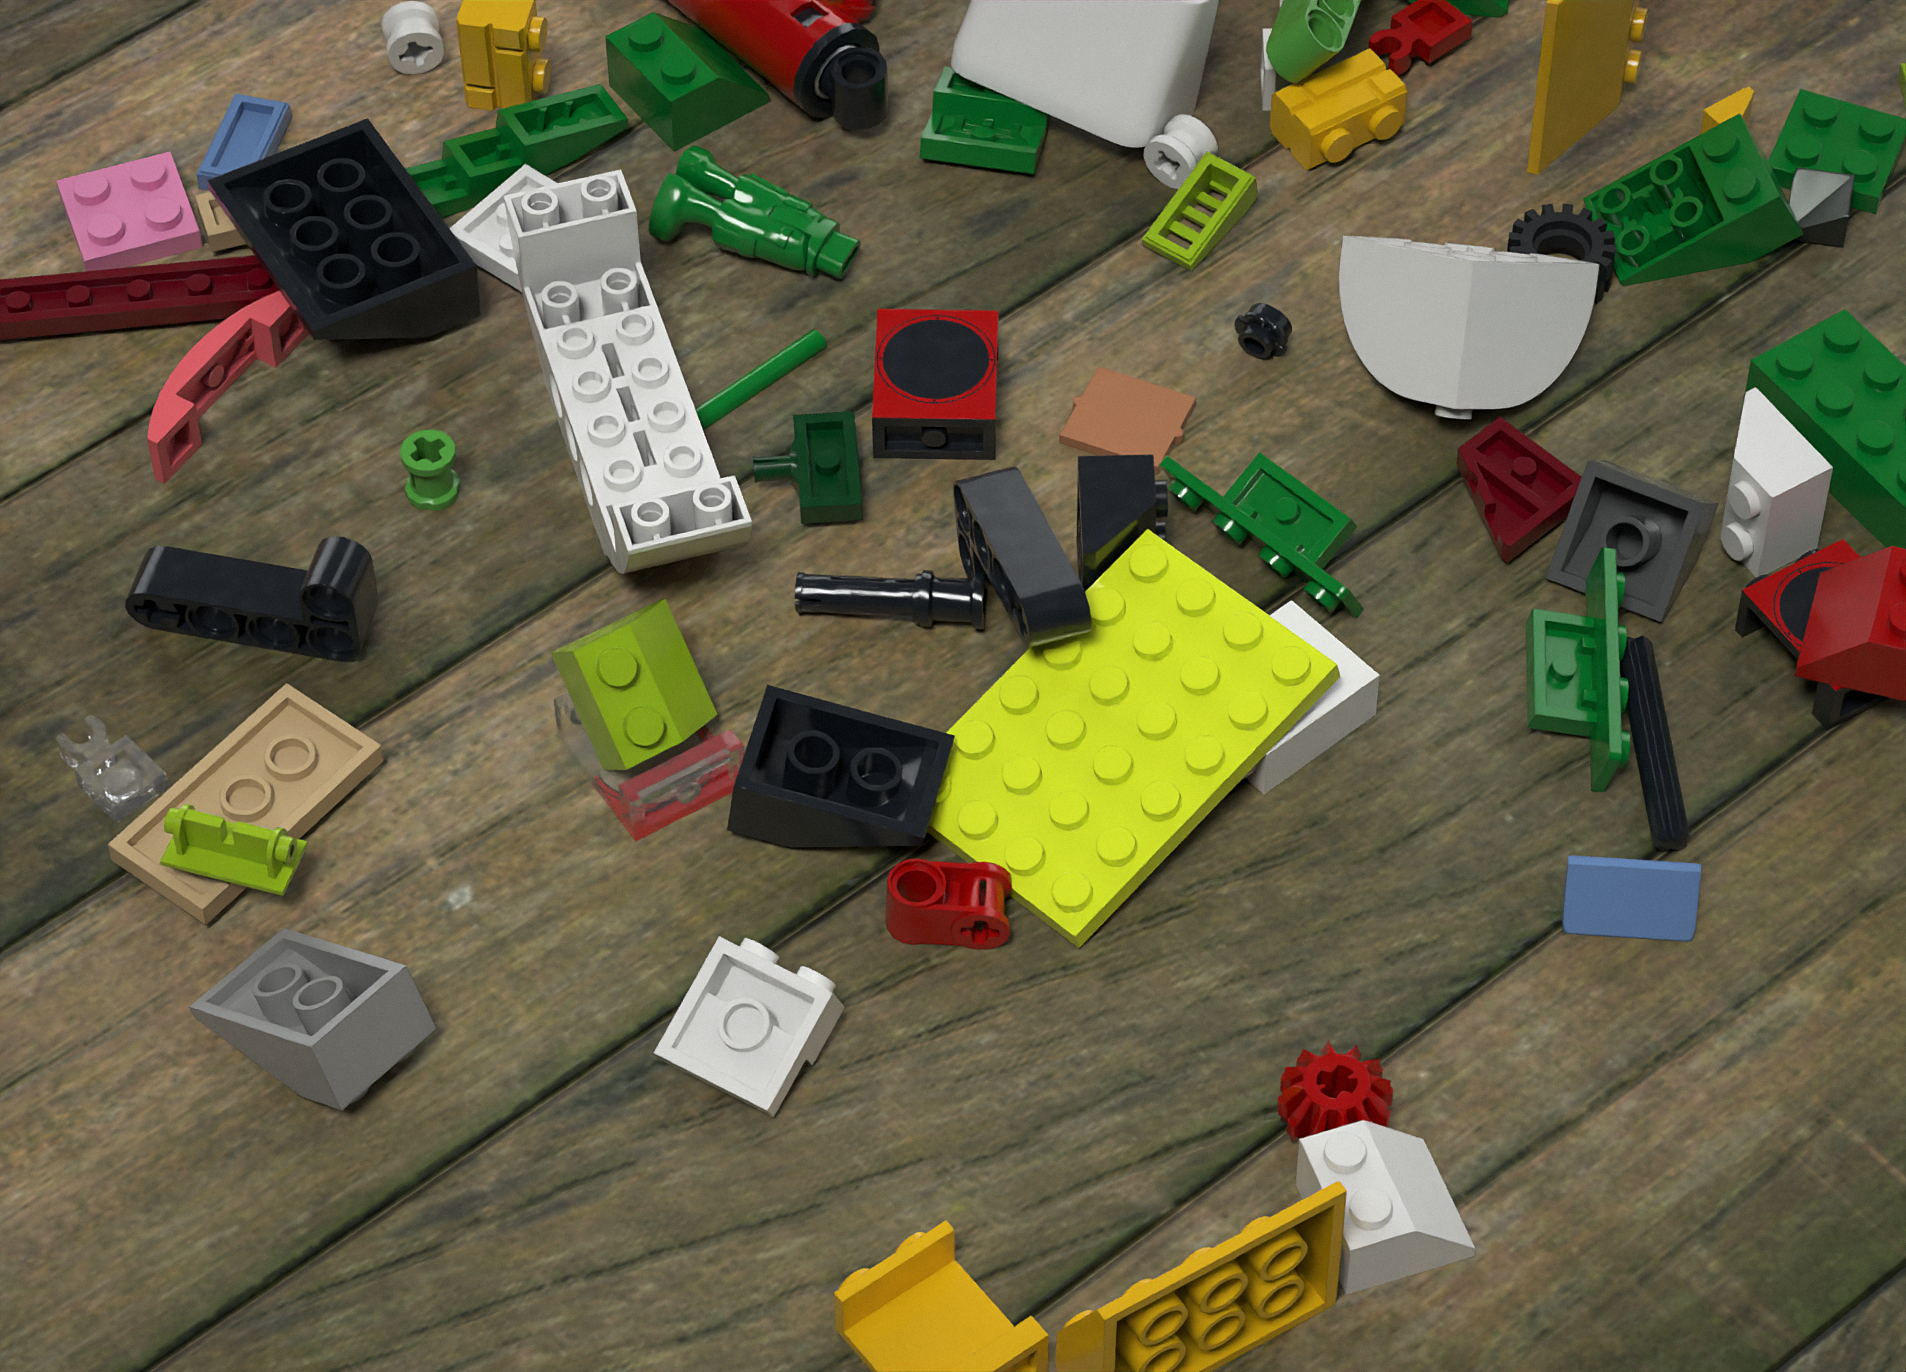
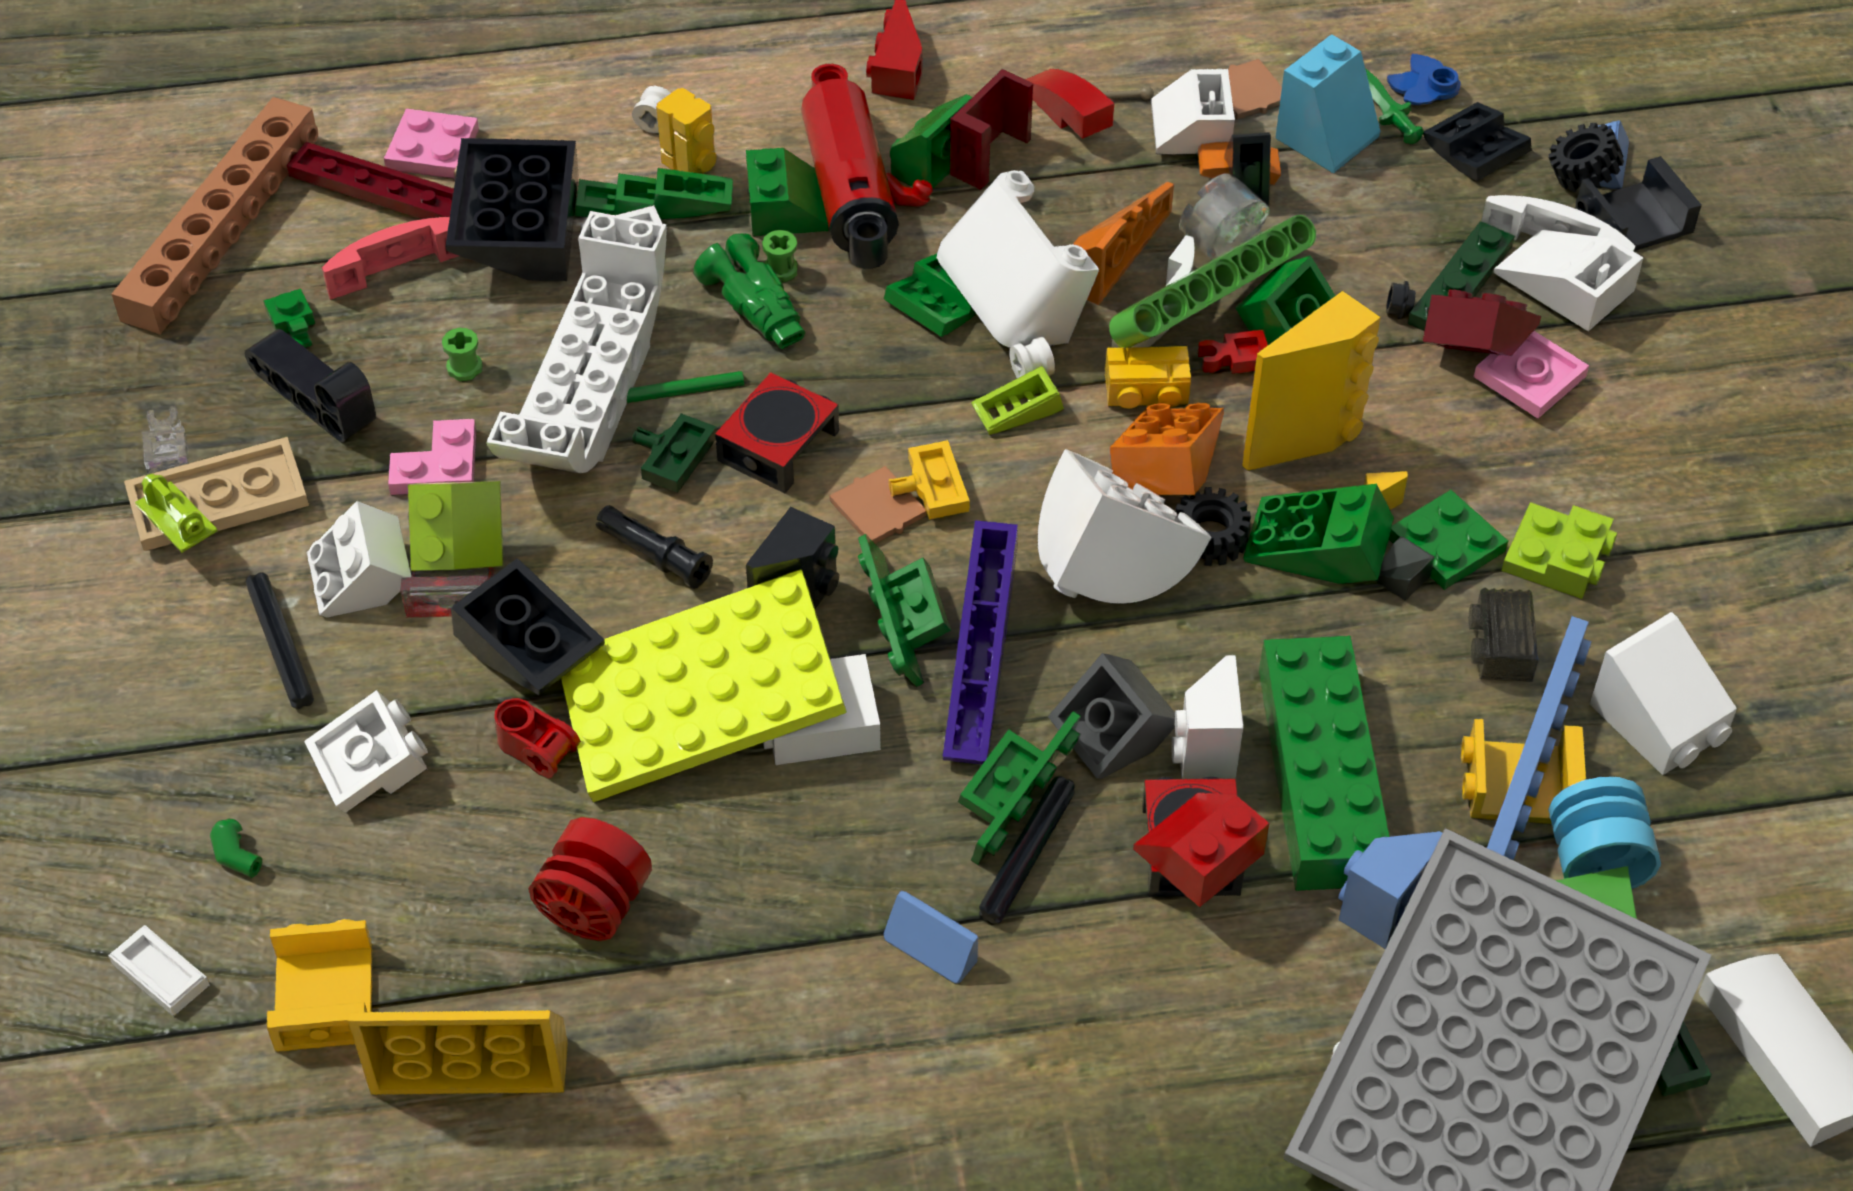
camera: 30 degrees right, 0 degrees up
(133, 524) = (291, 314): none -> green plate
(246, 134) = (532, 123): medium blue tile -> none
(318, 1015) = (149, 631): light grey slope -> none
(499, 947) = (279, 640): none -> black axle
(521, 627) = (449, 461): none -> bright pink plate
(526, 799) = (358, 561): none -> white slope
(666, 1235) = (227, 848): none -> green arm
(748, 149) = (780, 251): none -> bright green bush
(1013, 543) = (720, 543): black beam -> none
(1181, 353) = (934, 480): none -> yellow plate
(1186, 1029) = (590, 879): none -> red wheel
(1263, 331) = (995, 488): black plate -> none
(1332, 1092) = (652, 968): red gear -> none
(1395, 1207) = (629, 1045): white slope -> none
(1407, 519) = (981, 642): none -> dark purple slope
(1443, 182) = (1168, 448): none -> orange slope
(1515, 486) = (1068, 649): dark red wing -> none

